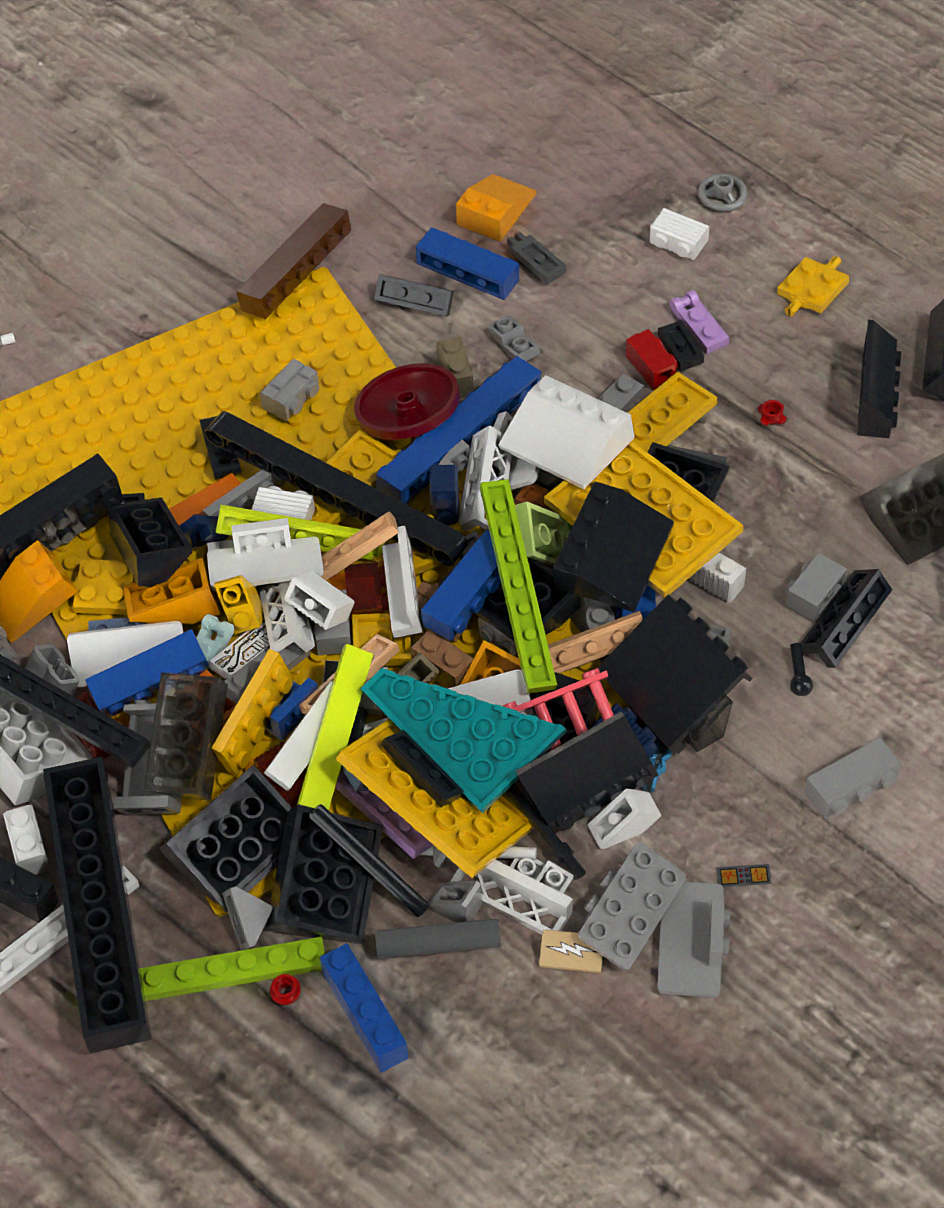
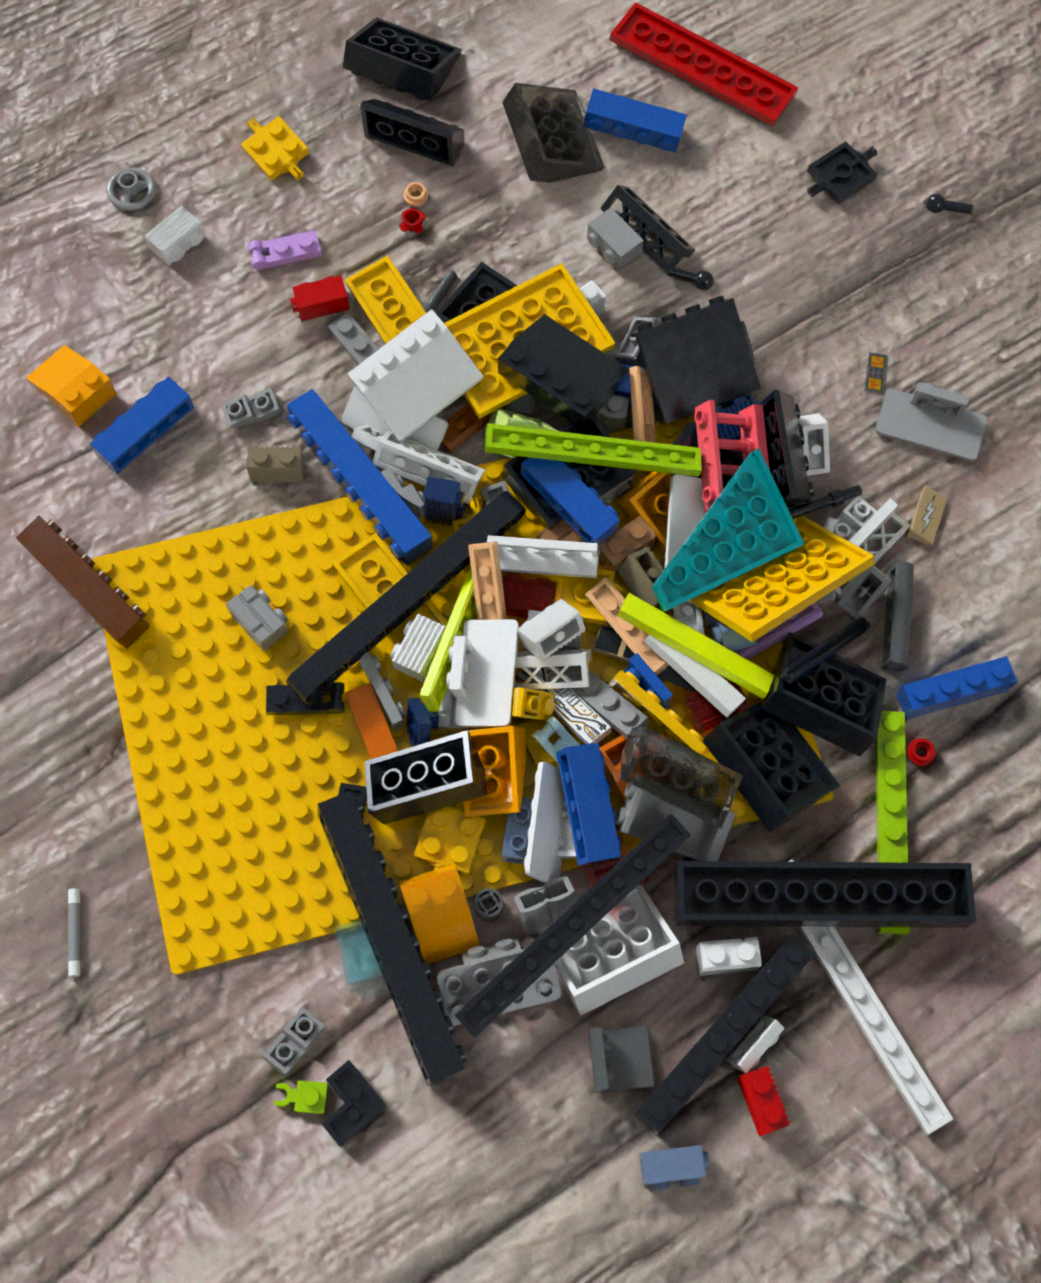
camera: 80 degrees left, 15 degrees up
(47, 631) = (490, 909): none -> dark grey wheel
(247, 916) = (855, 767): light grey slope -> none
(407, 401) = (314, 511): dark red dish -> none
(413, 295) = (166, 482): black plate -> none
(422, 768) = (759, 578): black tile -> none
(536, 257) = (155, 364): dark grey hinge -> none
(630, 905) = (898, 461): light grey bracket -> none
(681, 345) = (309, 269): black plate -> none
(805, 408) = (415, 189): none -> light nougat plate
(852, 778) = (810, 266): light grey brick -> none

